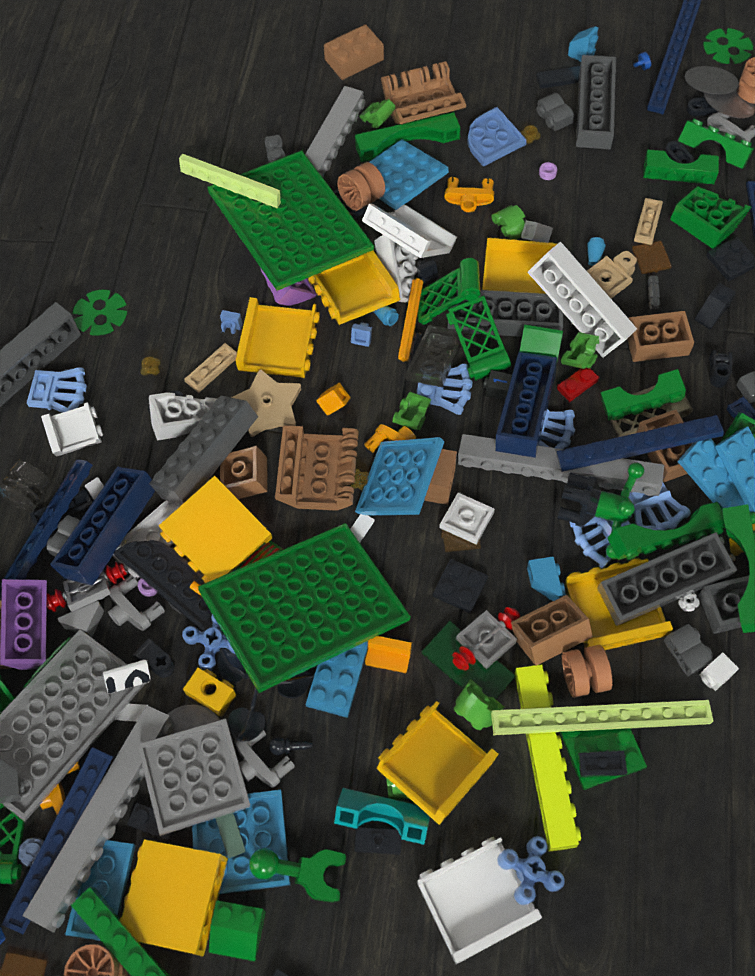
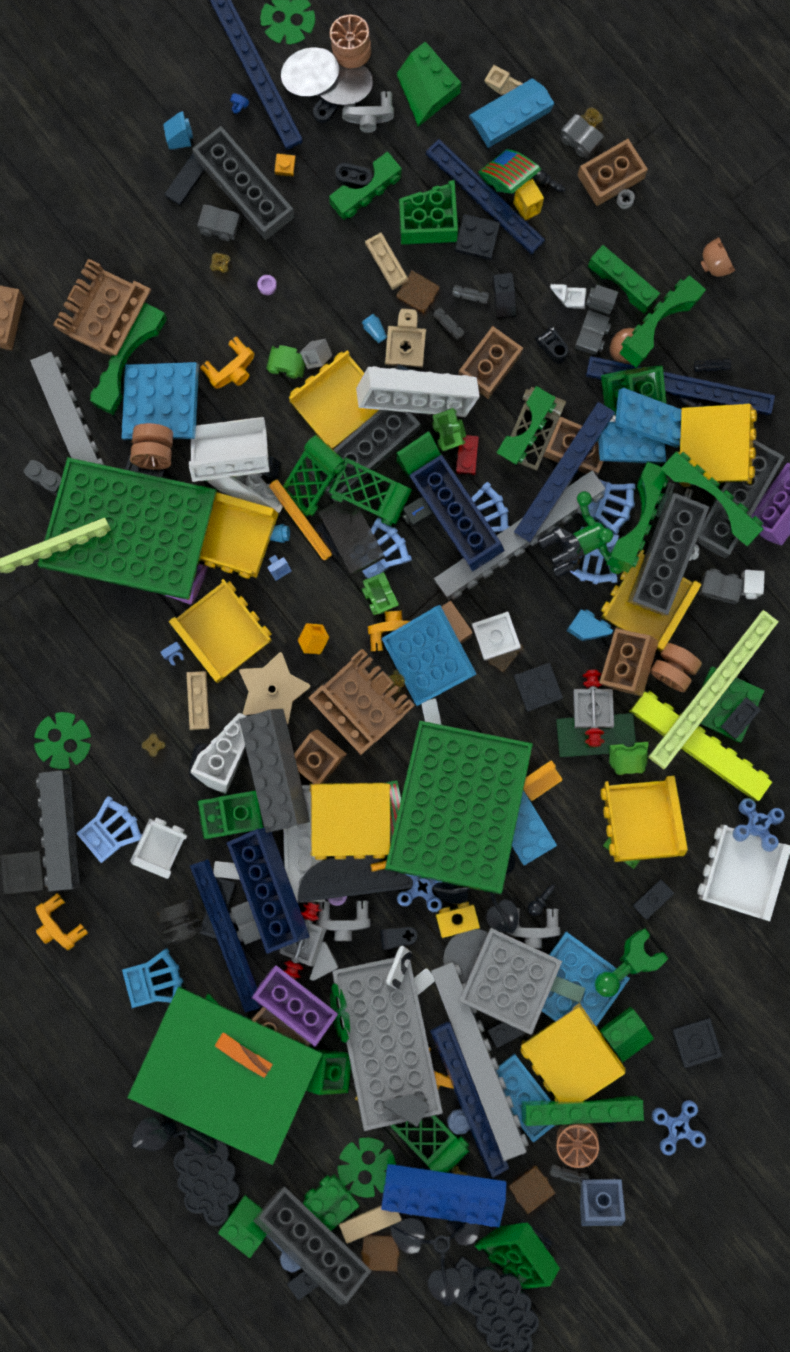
camera: 50 degrees left, 20 degrees up
(140, 452) = (229, 814): none -> green slope
(359, 807) = (623, 894): teal arch -> none
(378, 112) = (80, 359): bright green cylinder -> none
(493, 137) = (194, 293): medium blue plate -> none
(636, 117) = (285, 165): none -> light orange plate
(690, 287) = (470, 294): none -> dark grey axle
(736, 152) = (351, 142): green arch -> none

